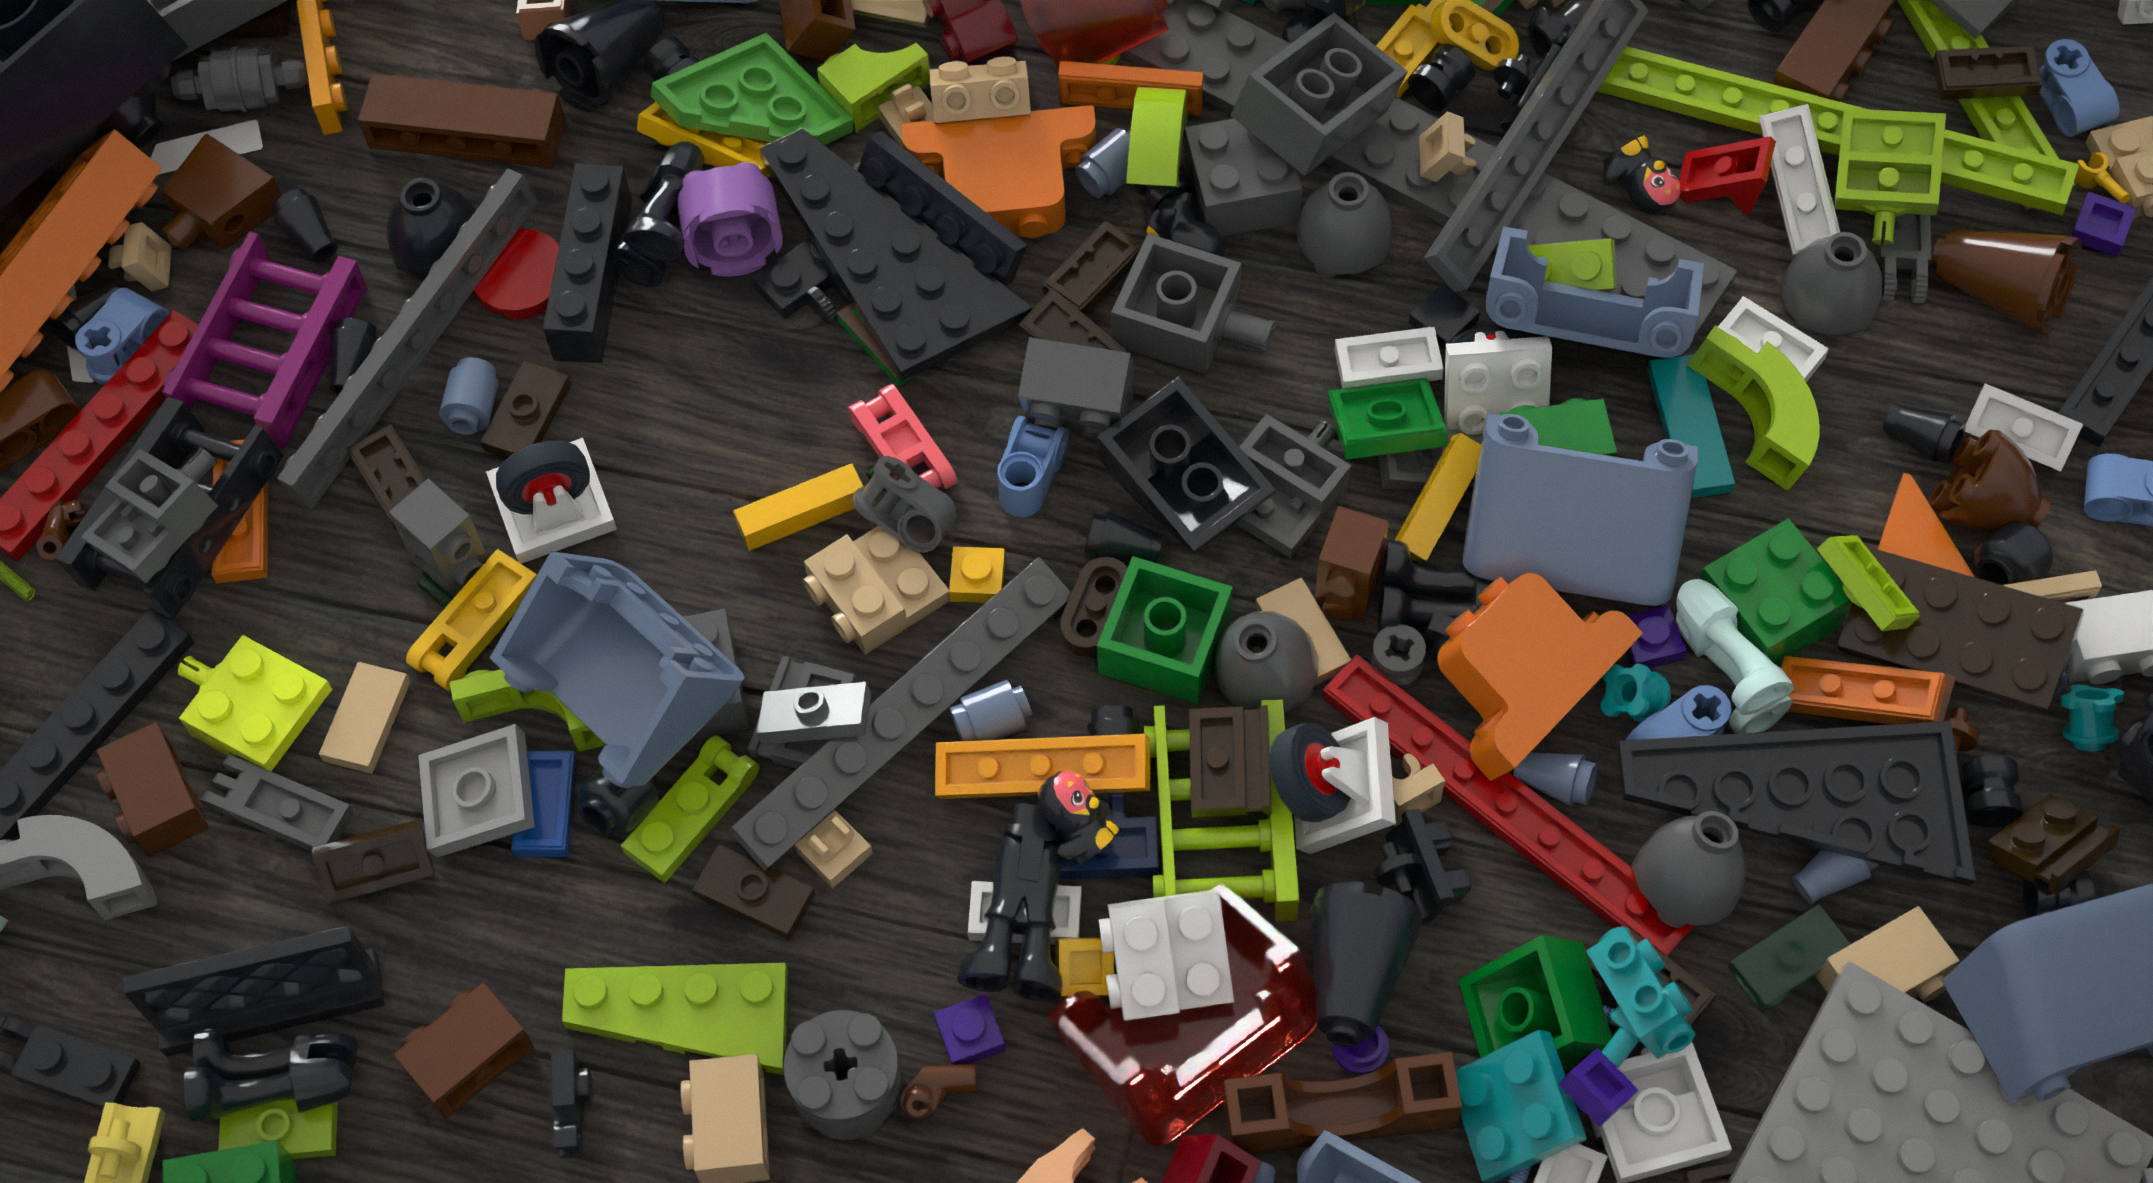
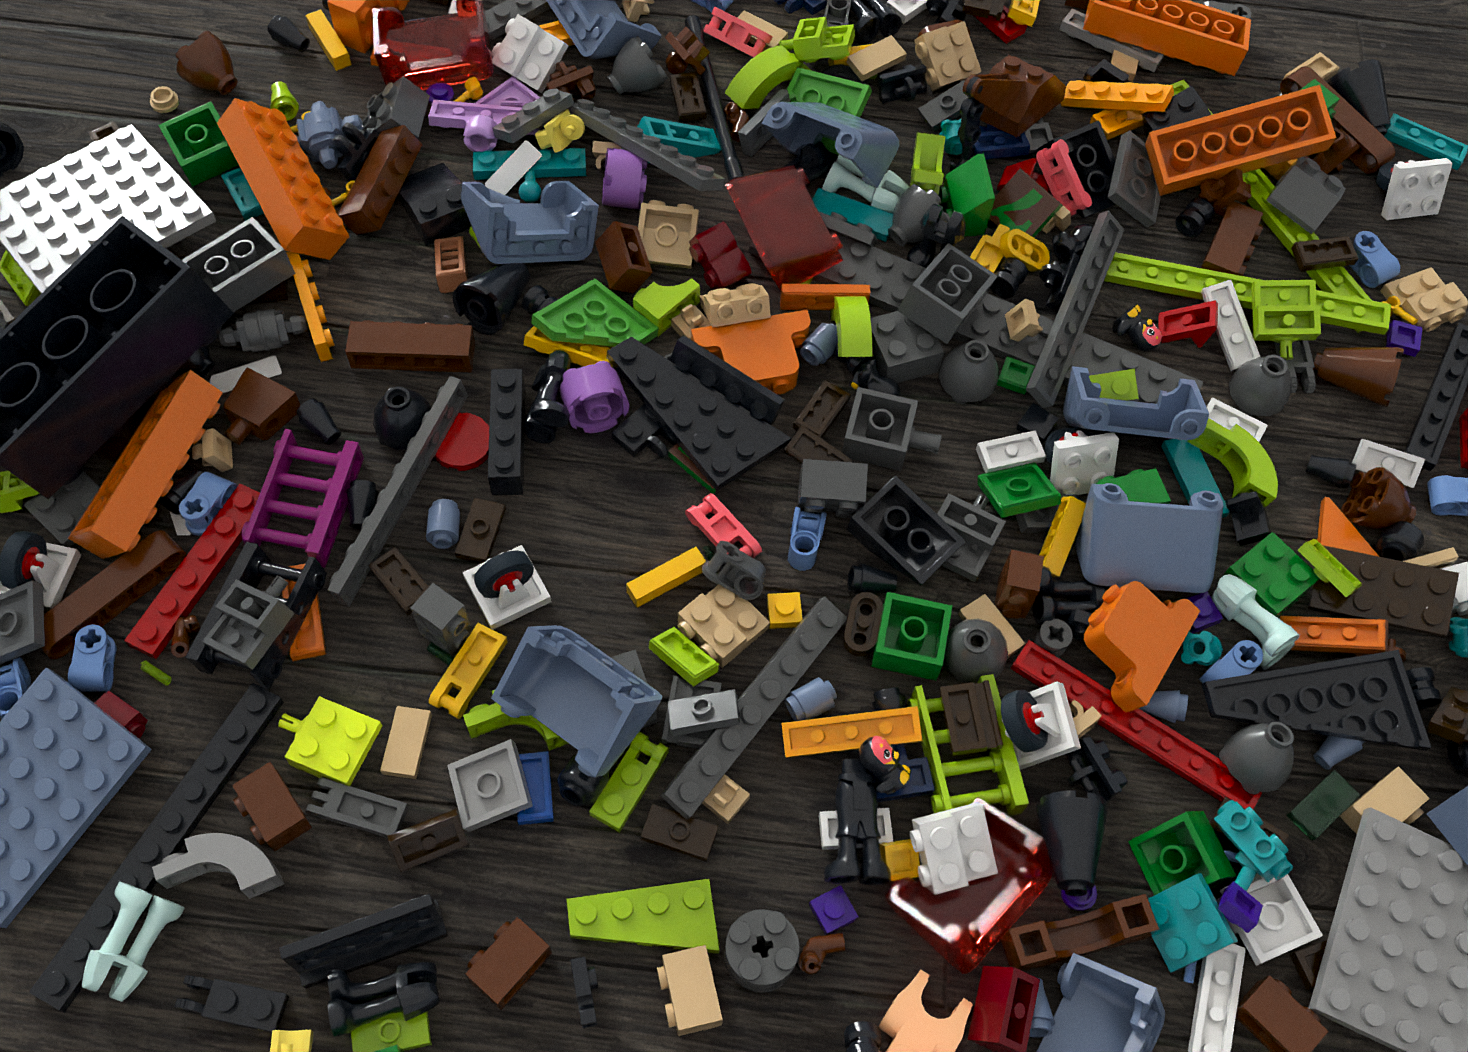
camera: 15 degrees left, 0 degrees up
(803, 628) = (683, 656): none -> lime plate
(1418, 234) = (1015, 375): none -> green tile
(1763, 493) = (1248, 517): none -> black bracket

